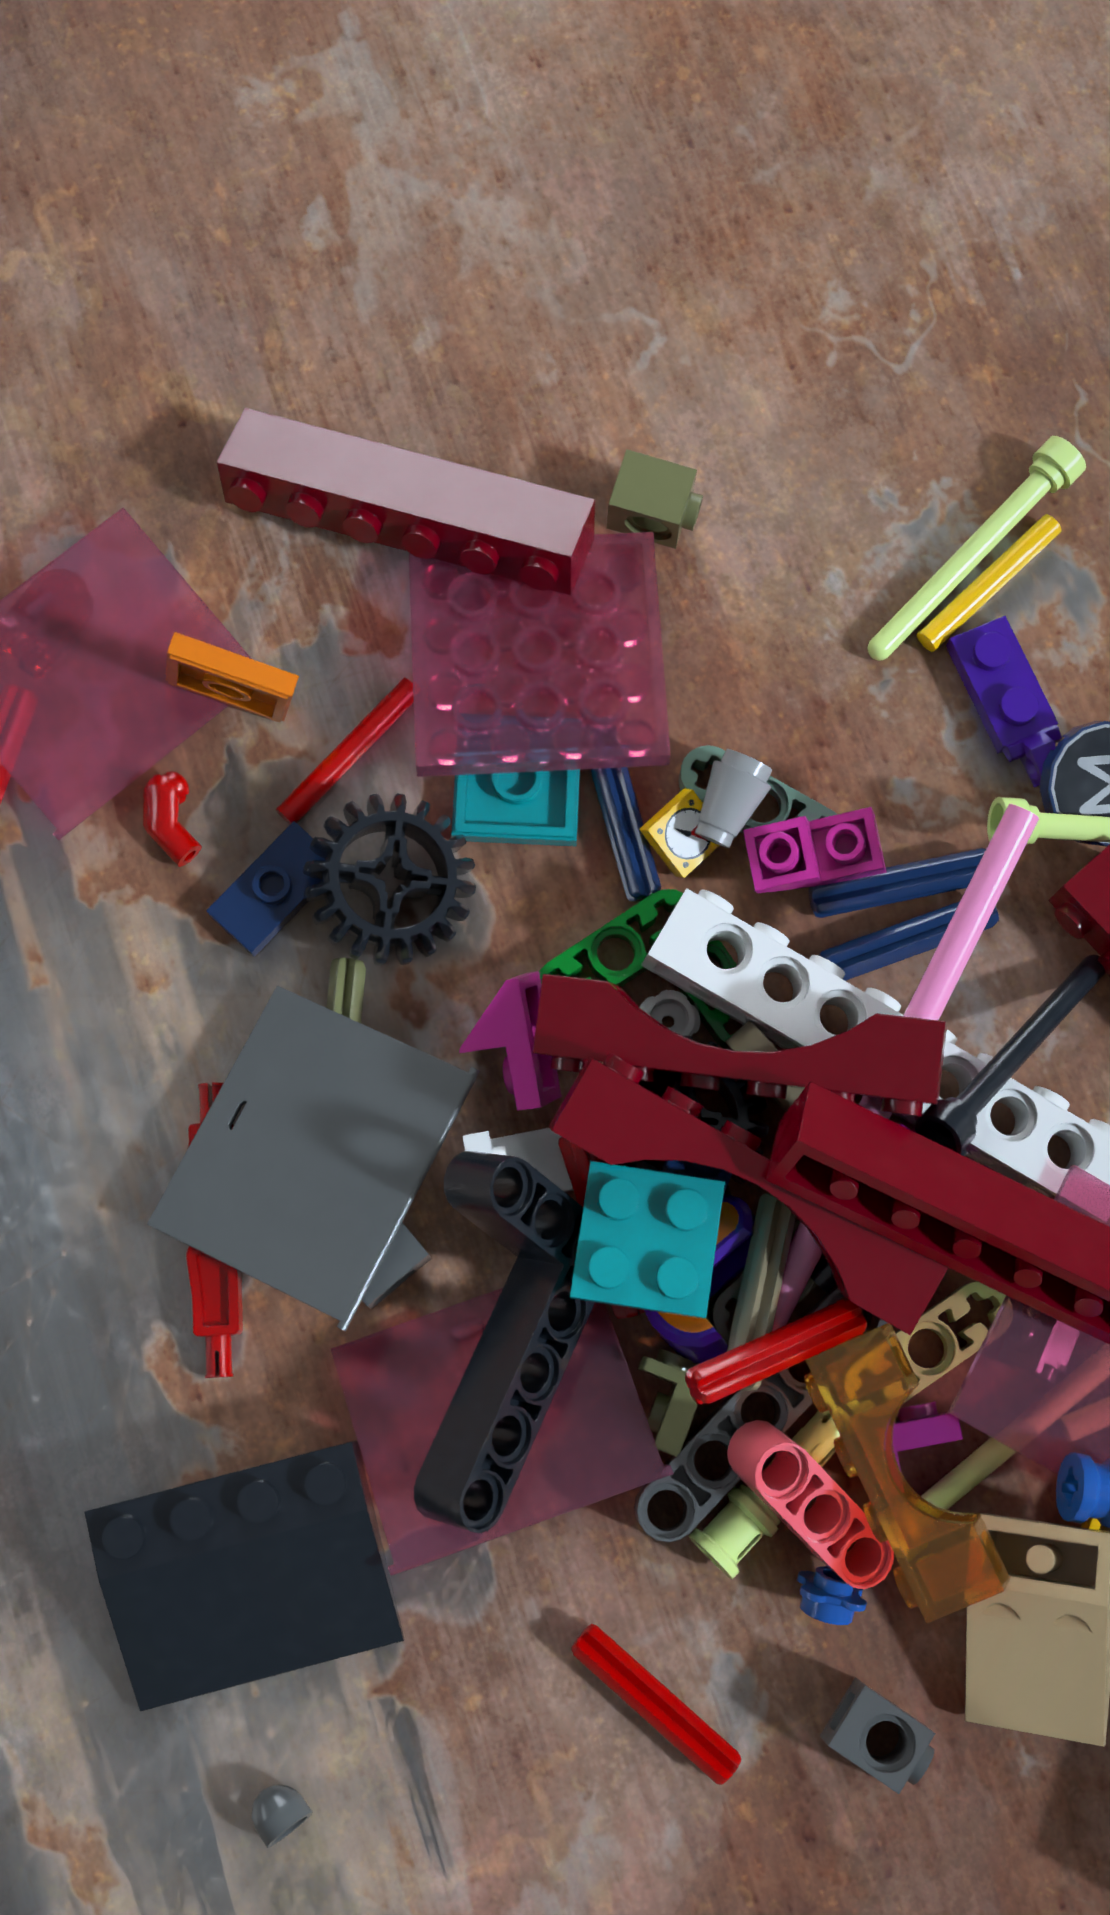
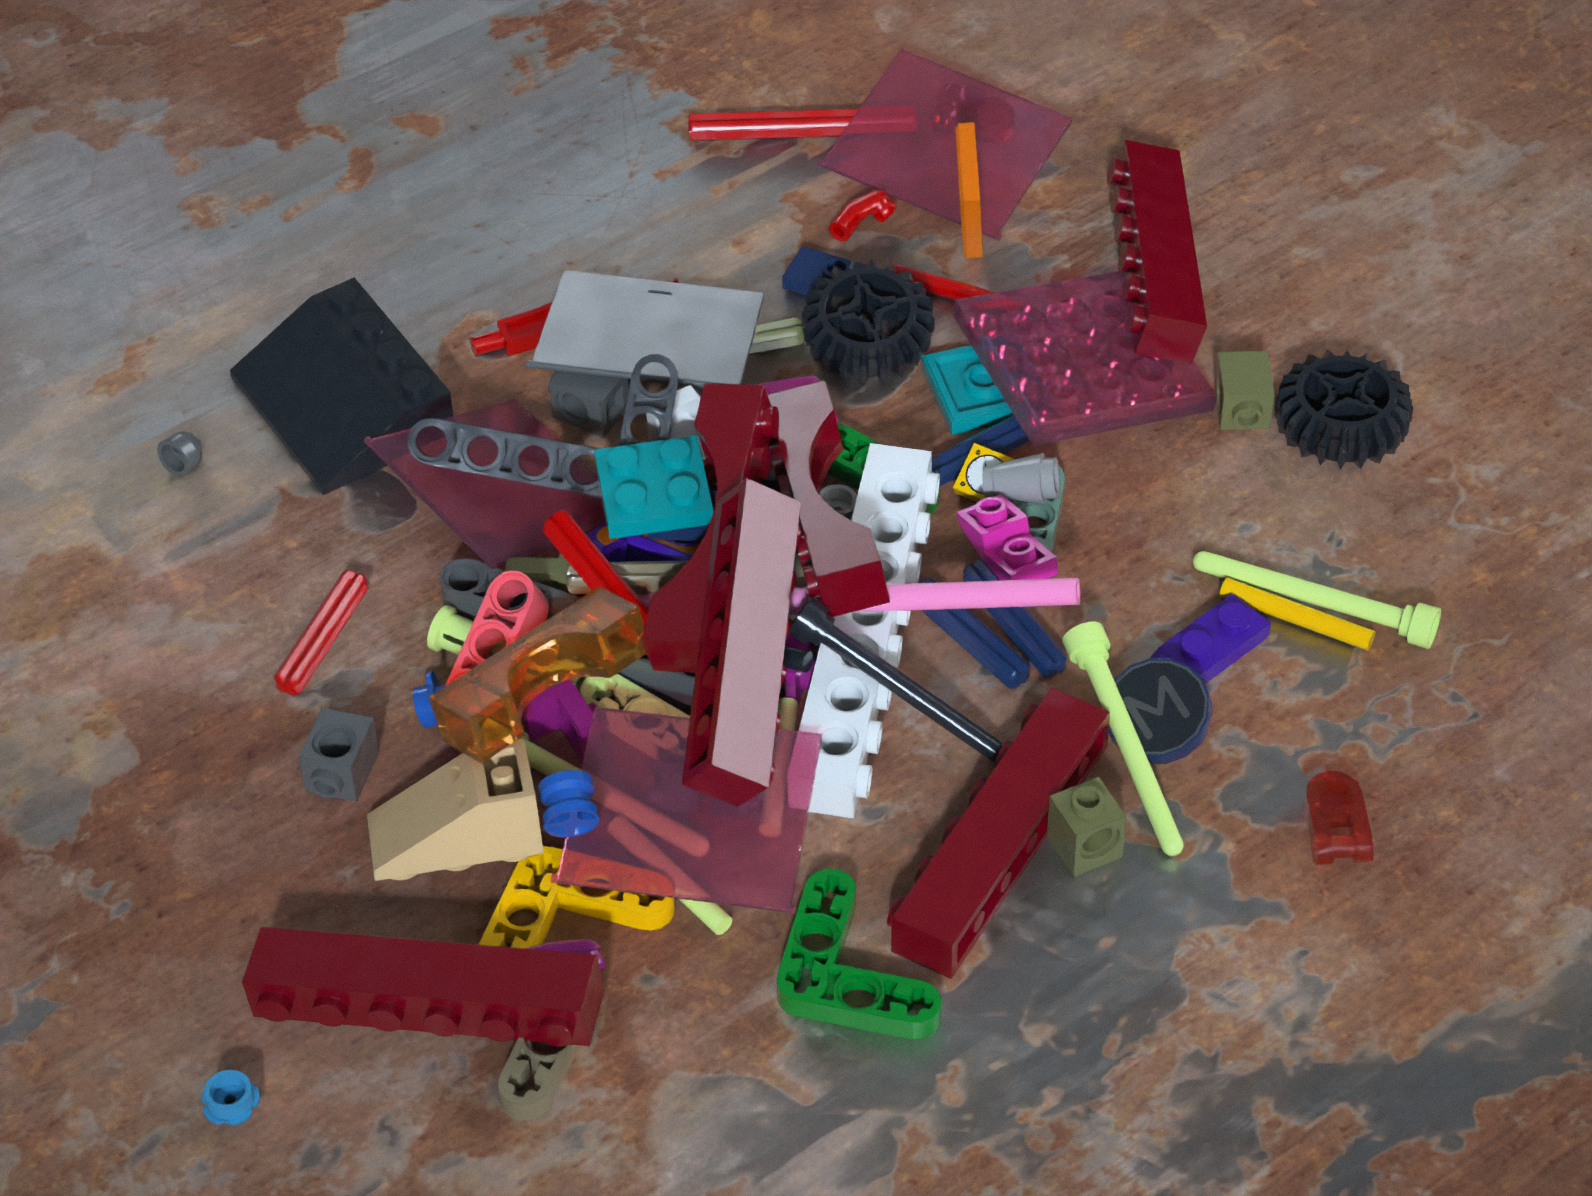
camera: 75 degrees right, 30 degrees down
(727, 374) = (1343, 408): none -> black gear

